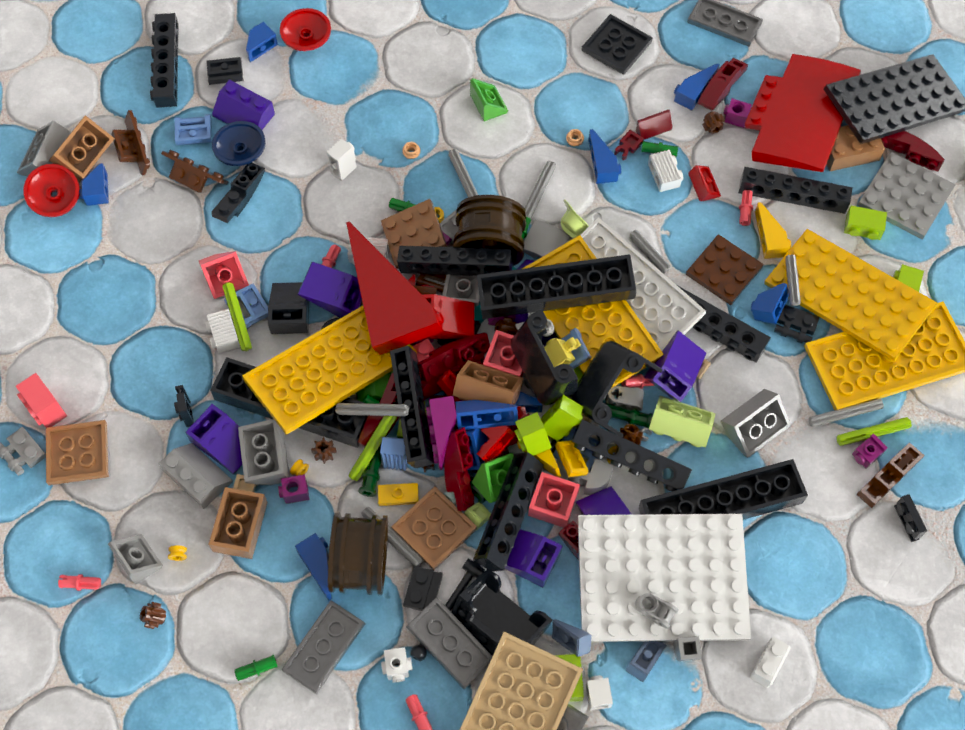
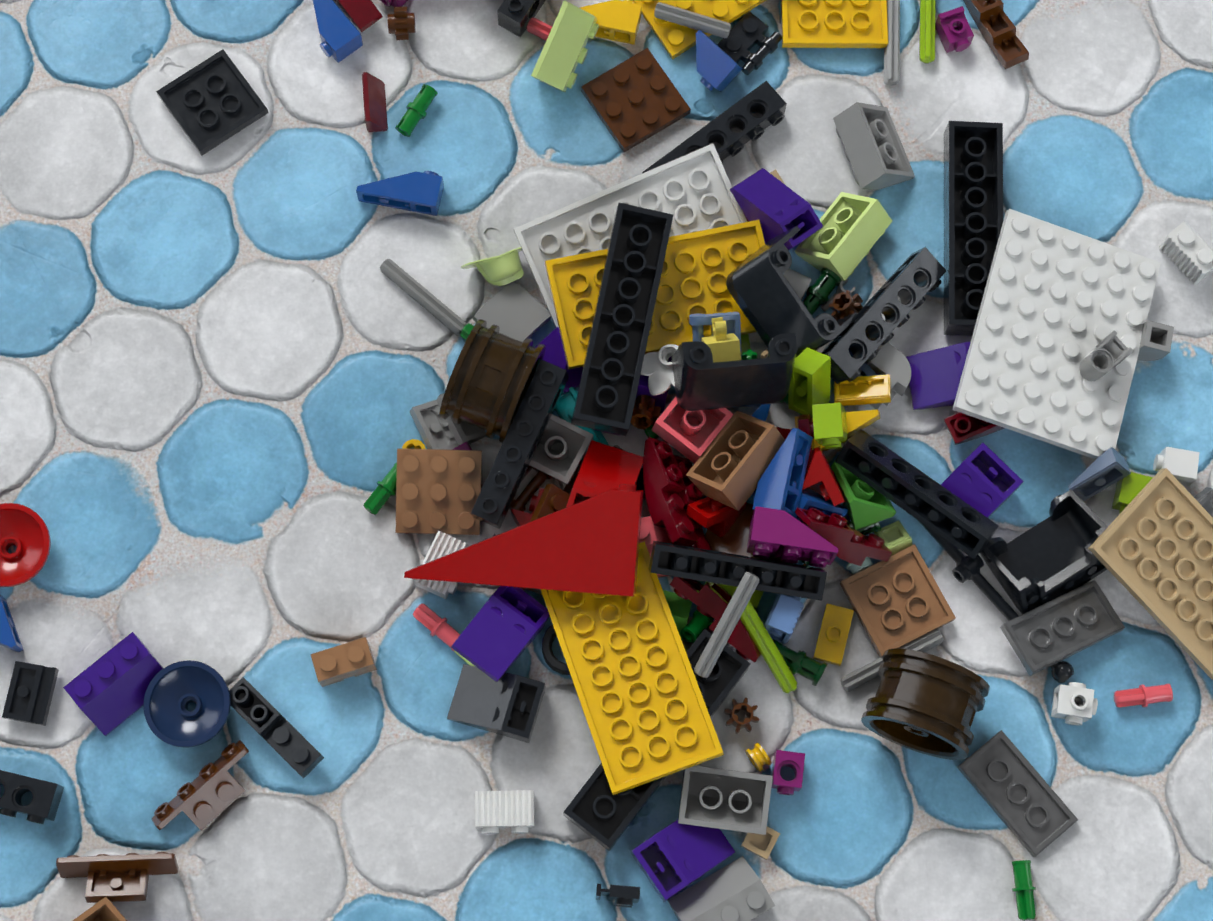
camera: 75 degrees left, 10 degrees up
(193, 133) = (133, 773): medium blue plate -> none
(222, 269) = (407, 786): coral slope -> none
(237, 317) = (491, 782): lime axle -> none
(238, 523) = (819, 860): medium nougat brick -> none
(253, 303) = (471, 755): medium blue plate -> none
(289, 216) = (343, 661): none -> medium nougat brick
(316, 559) = (901, 768): blue slope -> none
(341, 159) = (276, 556): white brick -> none
(411, 146) = (284, 446): light nougat plate -> none
(422, 588) = (976, 641): black plate -> none
(462, 173) = (365, 392): light grey axle -> none
(487, 99) = (241, 316): bright green slope -> none
(553, 500) = (911, 430): coral brick -> none
(575, 133) = (349, 211): light nougat plate -> none
(629, 143) = (392, 146): dark red plate -> none
(645, 659) = (1146, 400): sand blue slope -> none
(649, 251) = (575, 184): light grey axle -> none
(665, 170) = (456, 116): white brick -> none
(704, 183) = (490, 74): red slope -> none
(736, 208) = (565, 47): none -> yellowish green slope
(910, 518) = (1058, 20): black plate -> none

